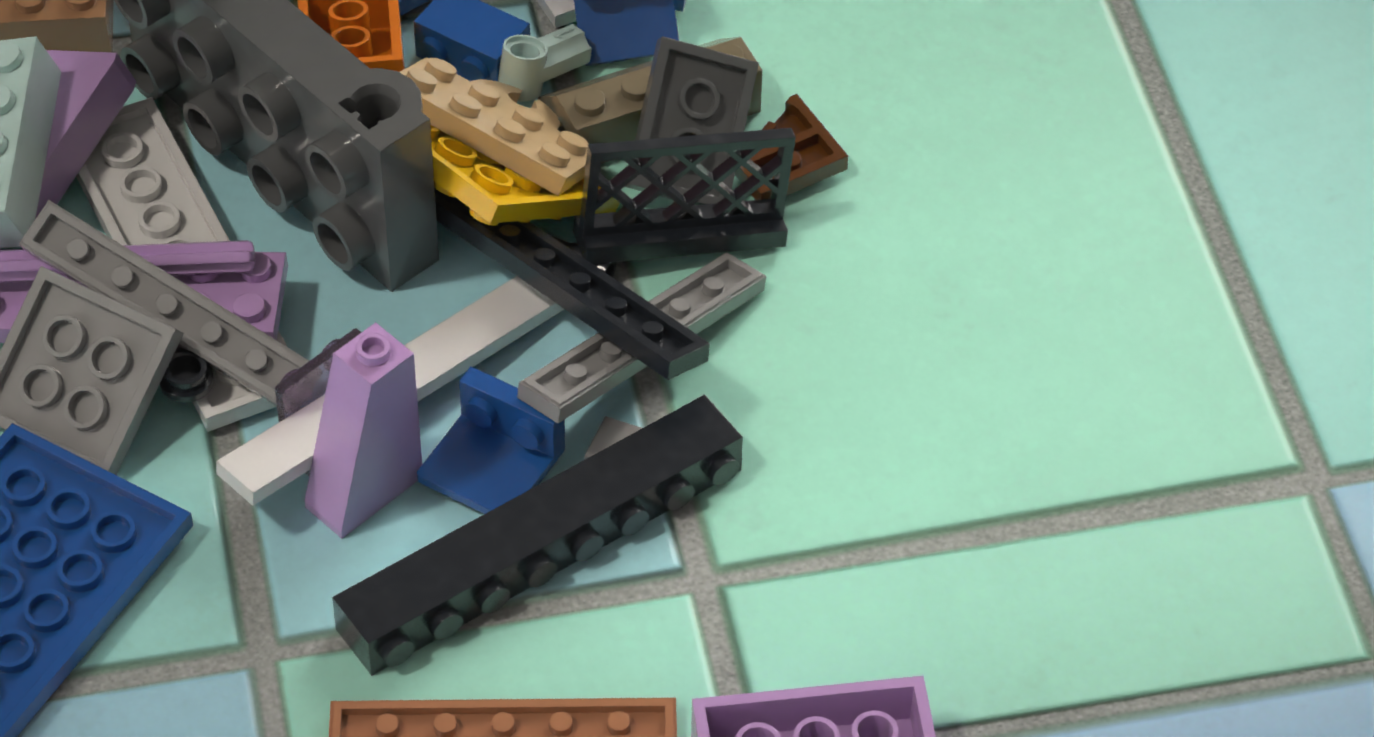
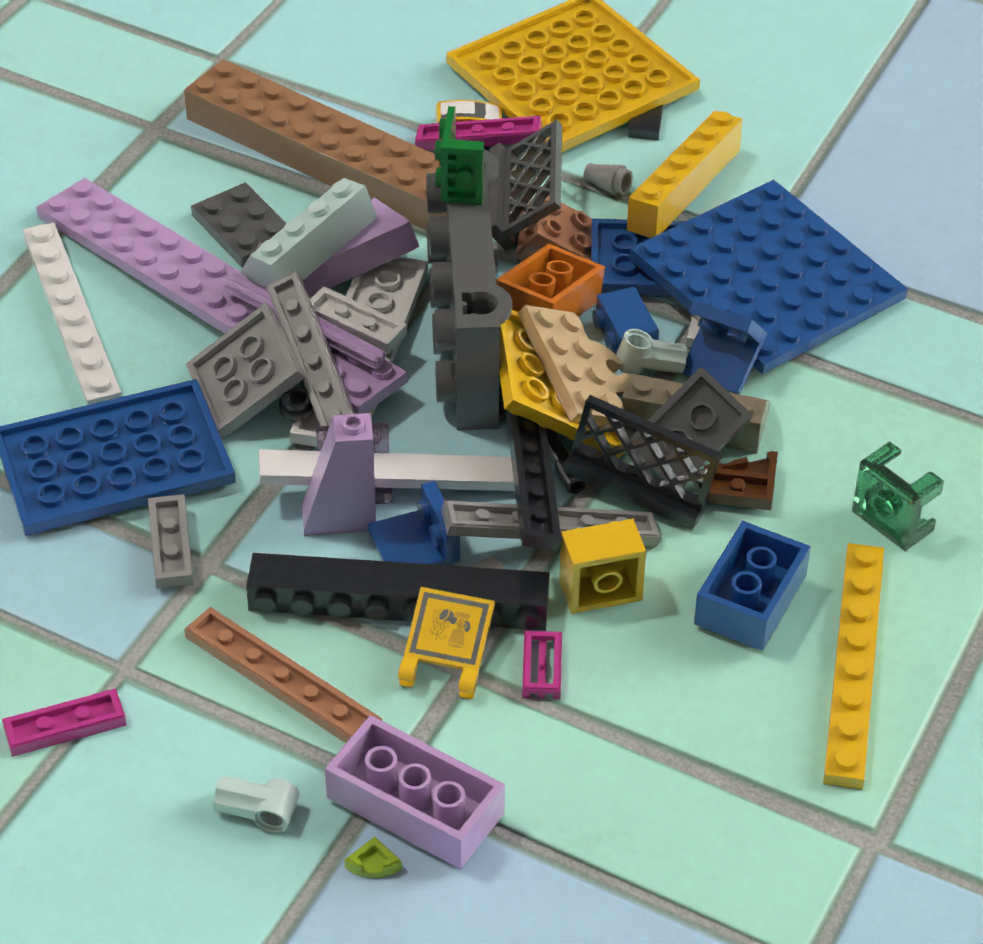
camera: 40 degrees right, 5 degrees down
(160, 219) = (358, 319): none -> white plate
(194, 651) = (170, 541): none -> light grey plate
(659, 544) = (448, 633): none -> yellow flag
(756, 348) = (602, 566): none -> yellow brick
(765, 515) = (542, 688): none -> dark pink tile
(931, 268) = (752, 585): none -> blue brick
(982, 78) = (891, 502): none -> clear green panel
(1108, 294) = (854, 667): none -> yellow plate

